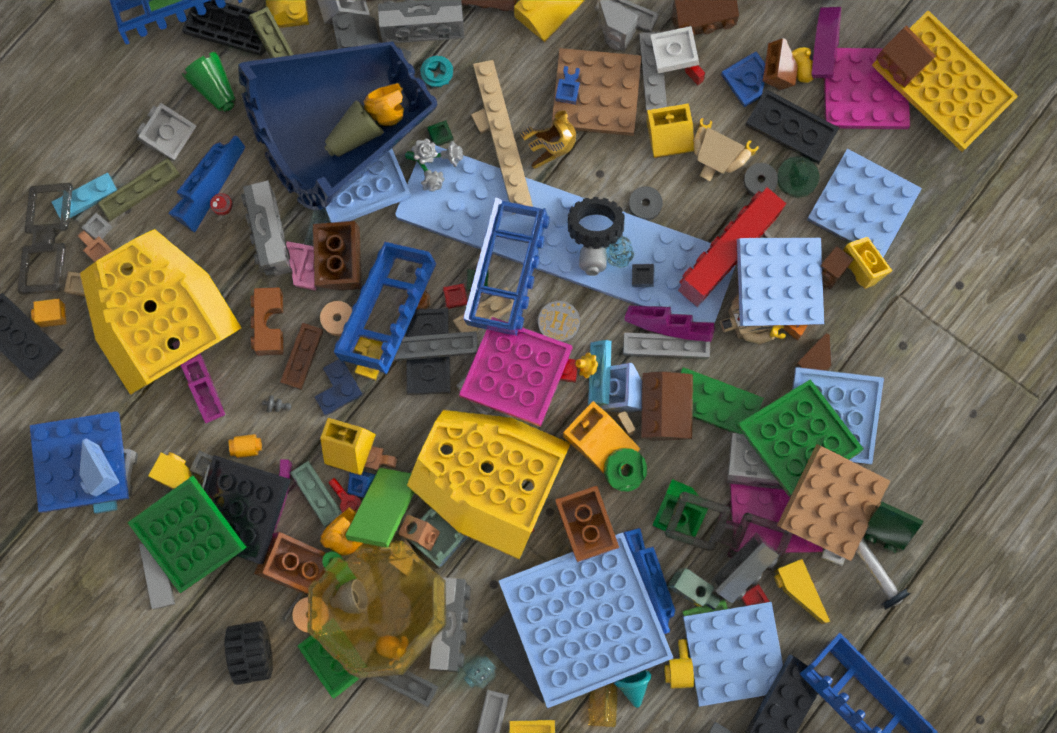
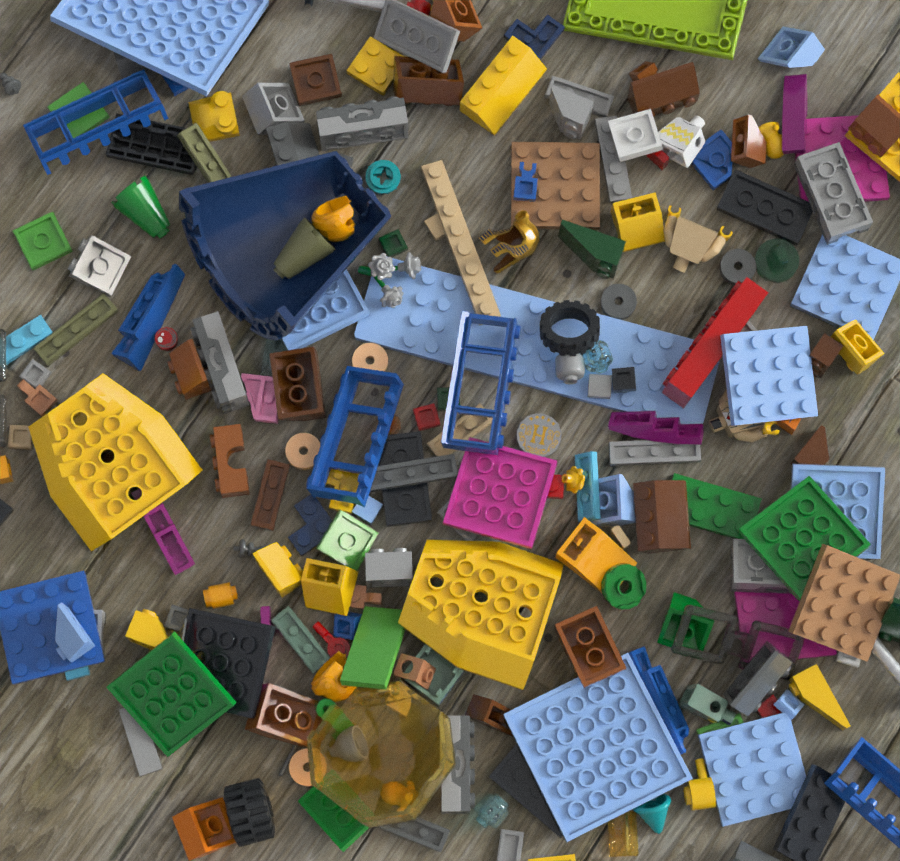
camera: 10 degrees left, 0 degrees up
(117, 106) = (42, 241): none -> bright green tile
(204, 665) = (204, 828): none -> orange slope
(237, 234) = (189, 370): none -> dark orange slope
(301, 425) = (278, 568): none -> yellow slope
(369, 404) = (347, 540): none -> tile
(392, 378) = (370, 511): none -> light blue tile
(403, 433) = (388, 568): none -> light grey brick
(408, 230) = (373, 351): none -> light nougat piece
(485, 578) = (488, 713): none -> reddish brown slope
(620, 280) = (599, 386): none -> light grey tile
(627, 151) = (594, 248): none -> dark green slope
(719, 57) = (682, 139): none -> white torso
(772, 594) = (789, 704): none -> light blue tile
(856, 116) = (833, 192): none -> light grey piece

